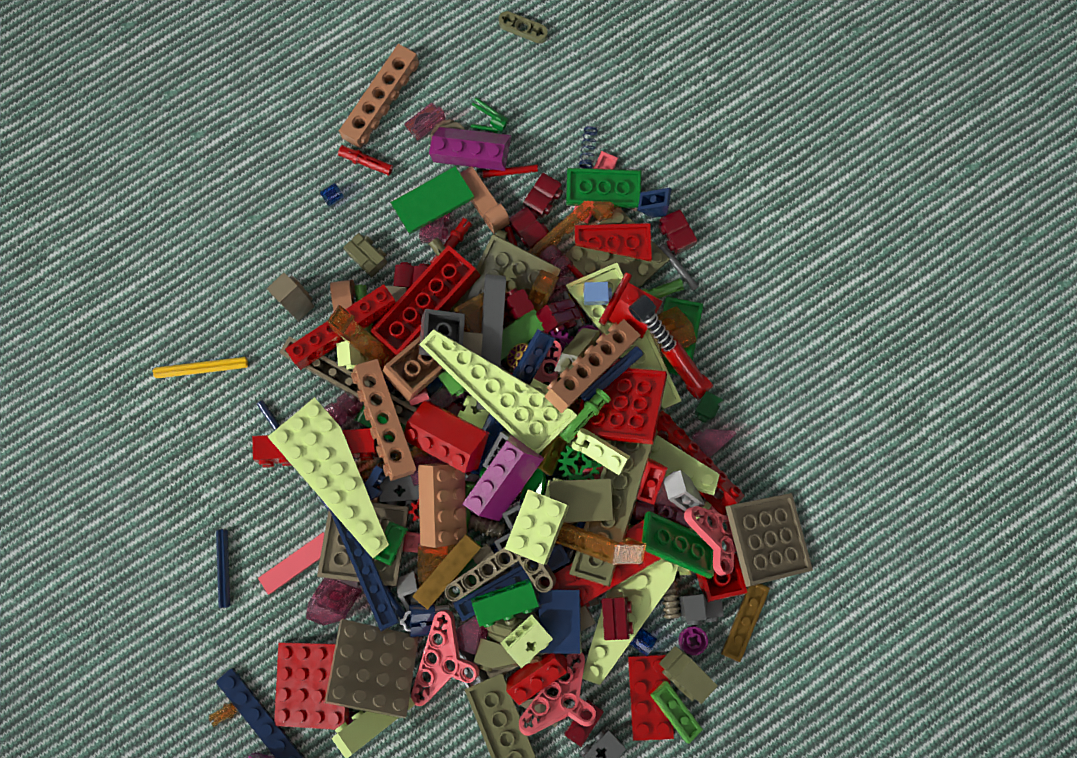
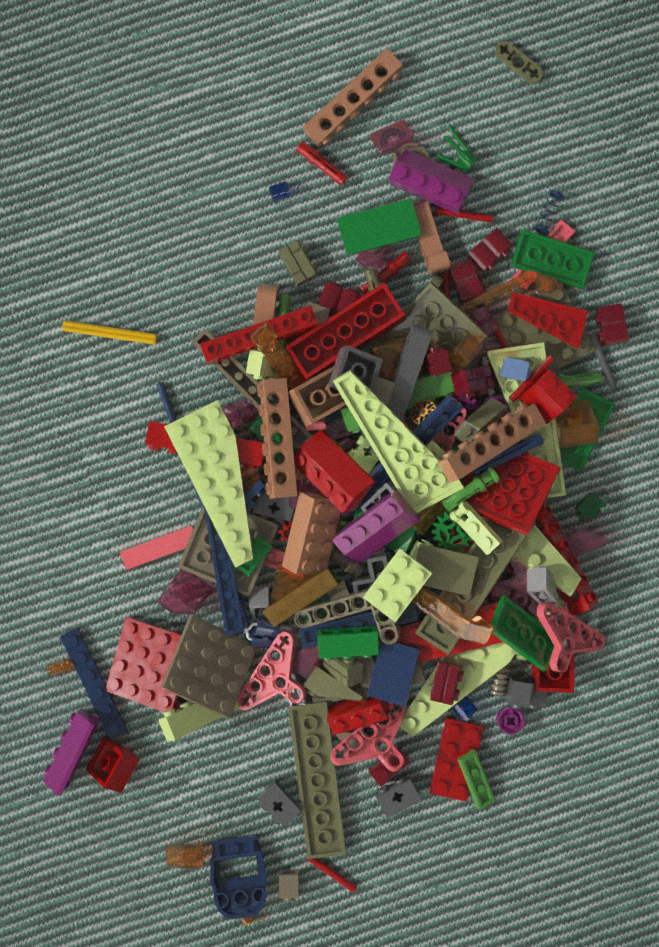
camera: 15 degrees right, 10 degrees up
(223, 568) = (89, 533): dark blue axle -> none
(291, 296) = (216, 289): dark tan wedge -> none
(530, 632) = (359, 683): yellowish green brick -> none
(651, 481) = (516, 568): red slope -> none
(655, 202) = (599, 290): dark blue slope -> none
(687, 675) = (496, 751): olive piece -> none
(696, 383) = (585, 480): piece -> none
(745, 622) = (563, 715): pearl gold tile -> none
(768, 539) = (609, 648): dark tan plate -> none

